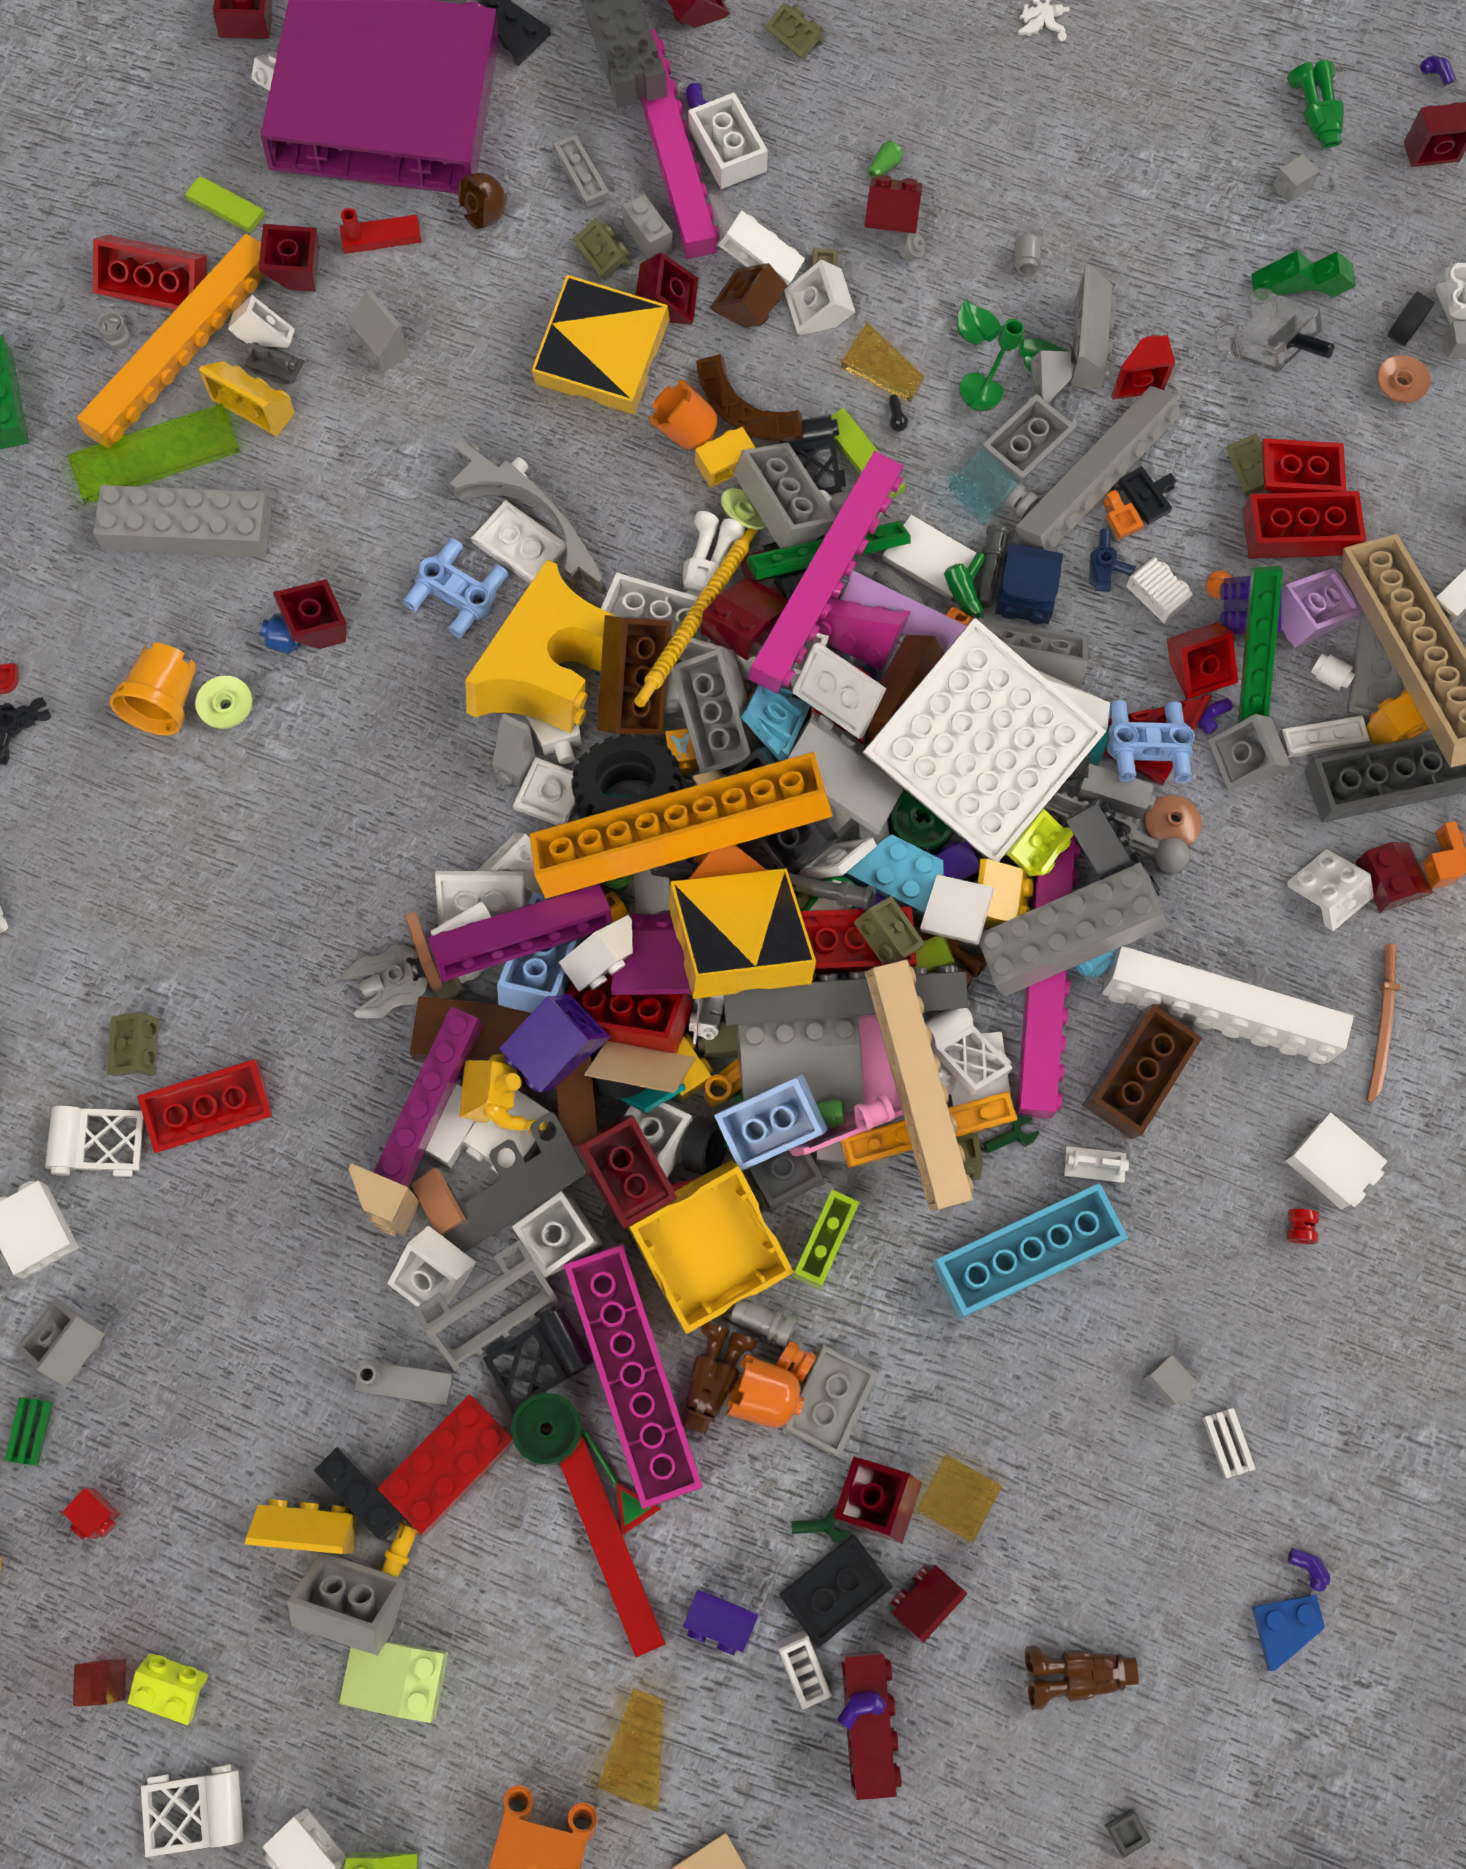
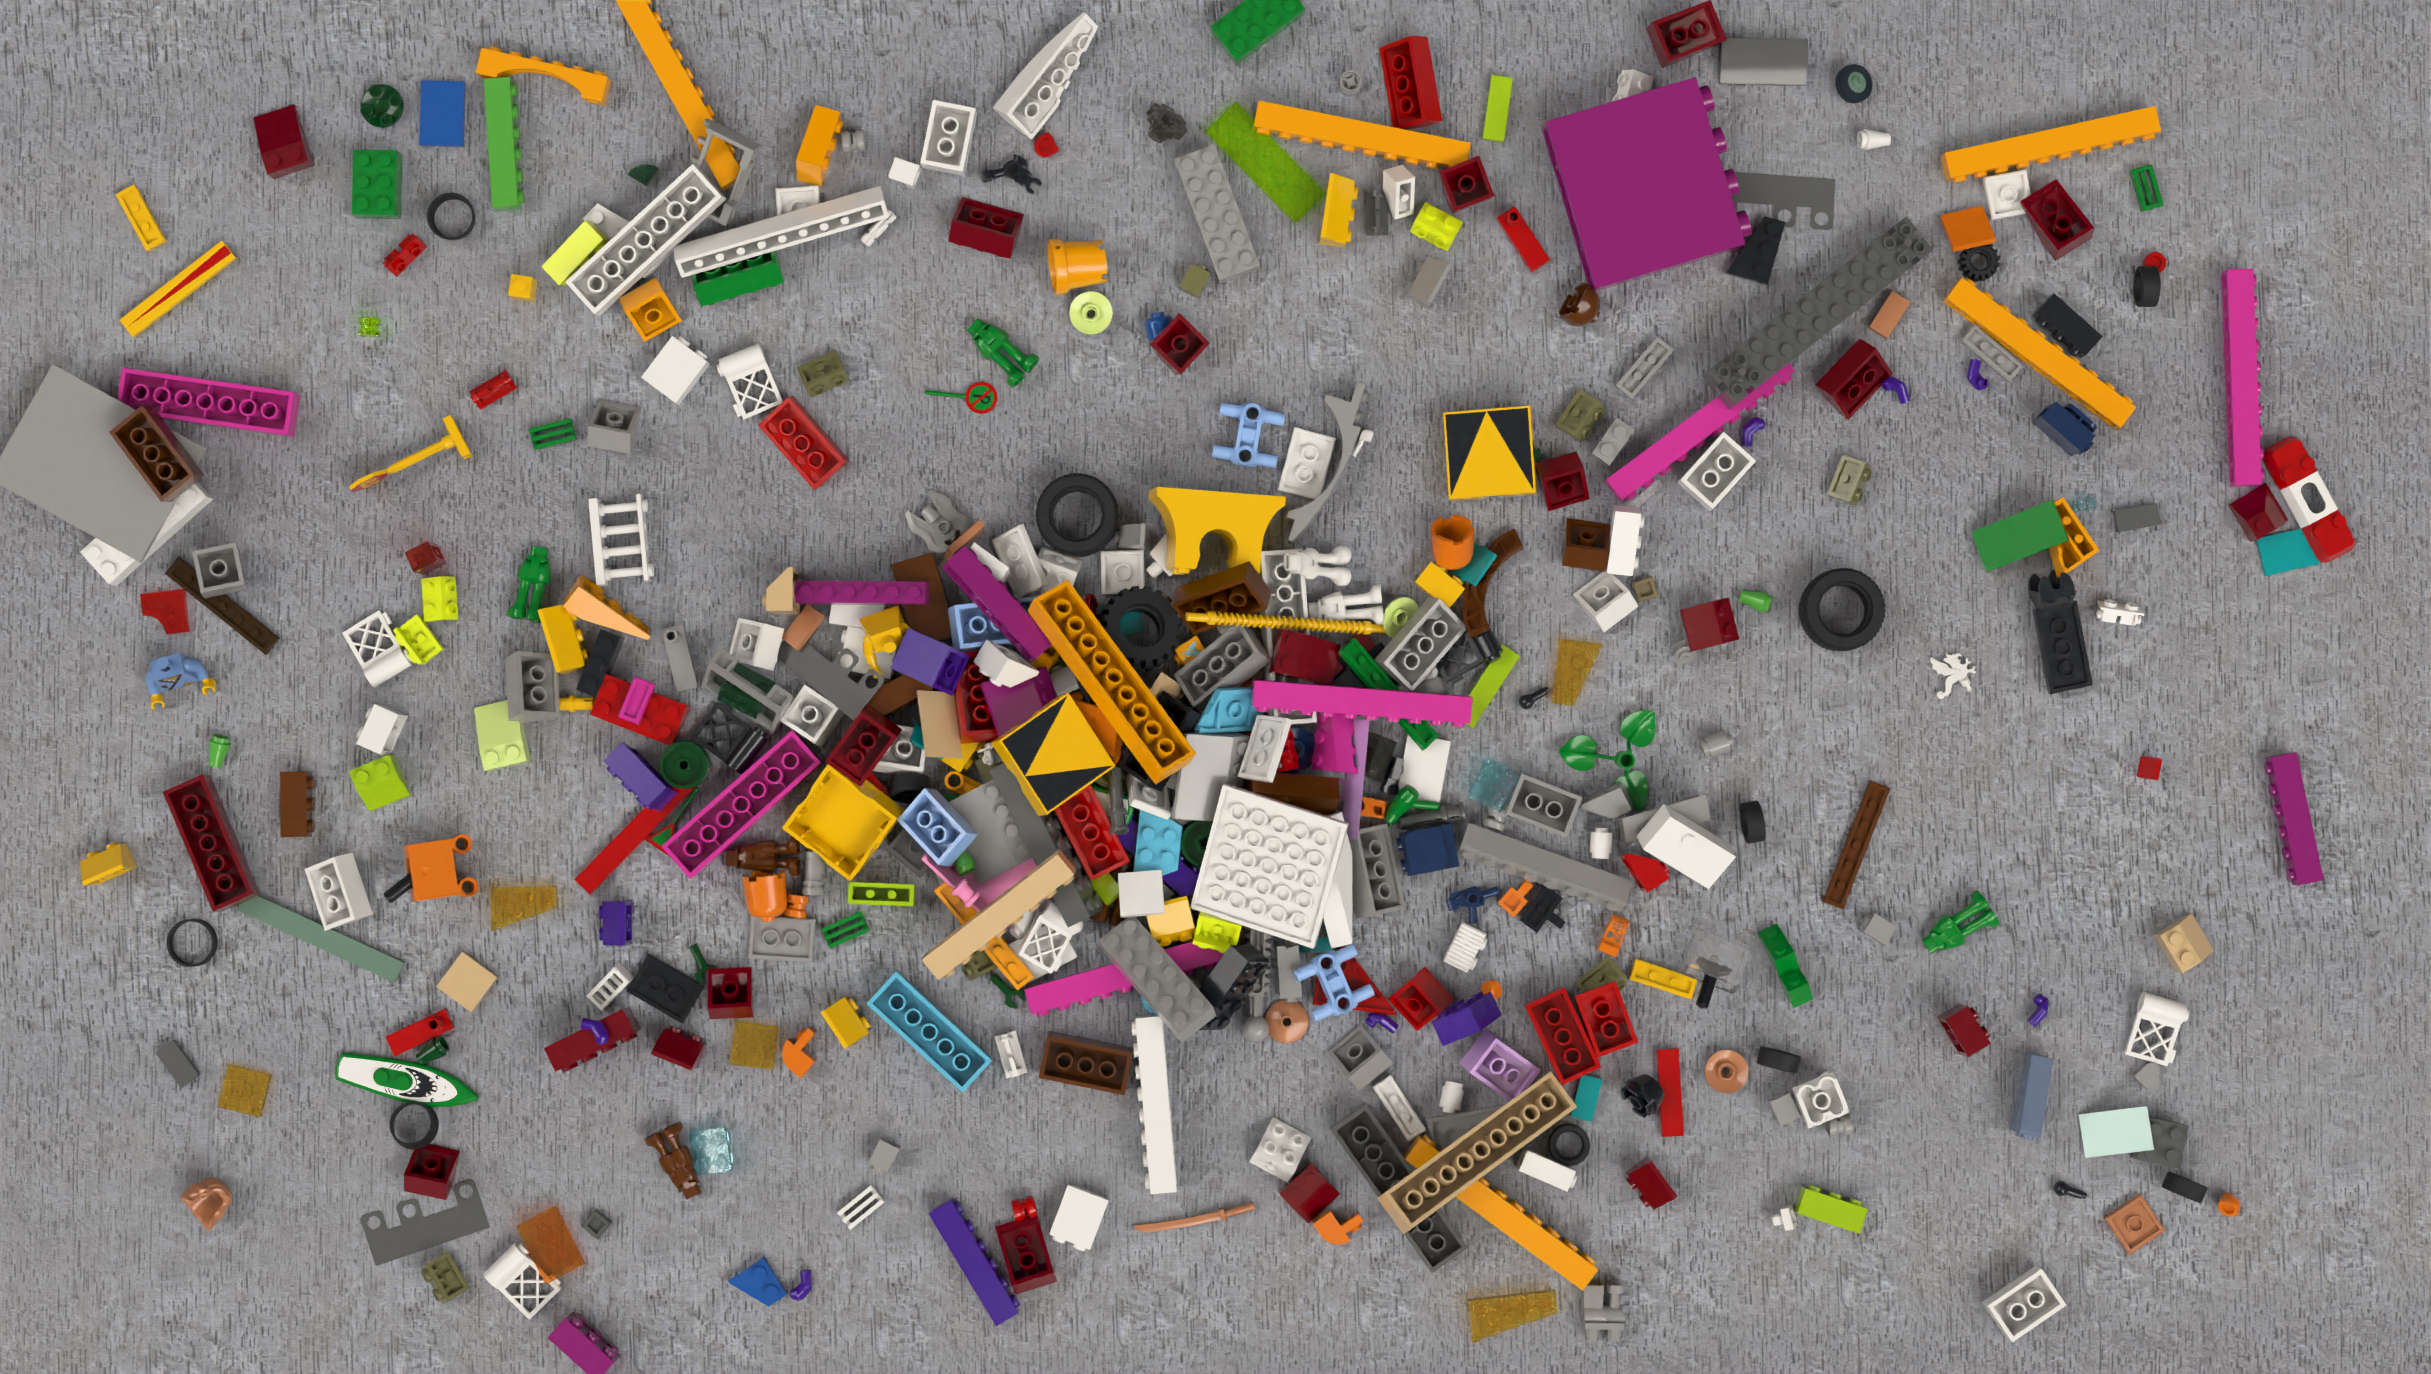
camera: 70 degrees right, 15 degrees up
(49, 534) = (1165, 123): none -> clear smoke plant
(60, 780) = (985, 227): none -> dark red slope
(91, 1514) = (519, 501): red brick -> none
(195, 1532) = (535, 571): none -> green piece
(196, 827) = (991, 340): none -> green piece
(208, 1744) = (418, 640): none -> neon yellow bracket
(216, 1427) = (600, 532): none -> white fence
(247, 575) = (1195, 280): none -> olive brick
(258, 873) = (979, 397): none -> piece
(276, 1470) = (590, 604): none -> light orange wedge
(321, 309) = (1436, 226): none -> neon yellow bracket
(431, 1457) = (636, 700): none -> dark pink tile
(453, 771) = (1069, 484): none -> black tyre
(491, 1316) = (741, 700): none -> clear green bracket
(536, 1499) = (640, 777): none -> dark purple brick
(637, 567) = (1307, 560): none -> white piece
(725, 406) = (1477, 567): none -> teal piece
(853, 1338) = (828, 937): none -> green tile
(889, 932) = (1101, 854): olive bracket -> none
(923, 584) = (1393, 773): none -> black plate
(932, 51) = (1873, 609): none -> black tyre
(976, 1356) = (846, 1021): none -> yellow slope
(994, 1446) = (794, 1054): none -> orange brick
(1083, 1619) = (711, 1151): none -> clear light blue hinge
(1093, 406) = (1601, 843): none -> white brick
(1131, 233) = (1752, 822): none -> black tyre
(1135, 309) = (1686, 846): none -> white brick
(1193, 170) = (1856, 844): none -> reddish brown tile
(1204, 434) = (1613, 935): none -> orange leg
(1260, 641) = (1427, 1034): green tile -> none
(1272, 405) = (1662, 978): none -> yellow tile
(1352, 1319) = (974, 1261): none -> dark purple brick
(1365, 1249) = (1025, 1254): none -> dark red slope
(1379, 527) = (1586, 1097): none -> teal tile
(1404, 466) = (1644, 1094): none -> black cone
(1406, 447) = (1669, 1079): none -> red tile
(1443, 554) = (1580, 1157): none -> black tyre

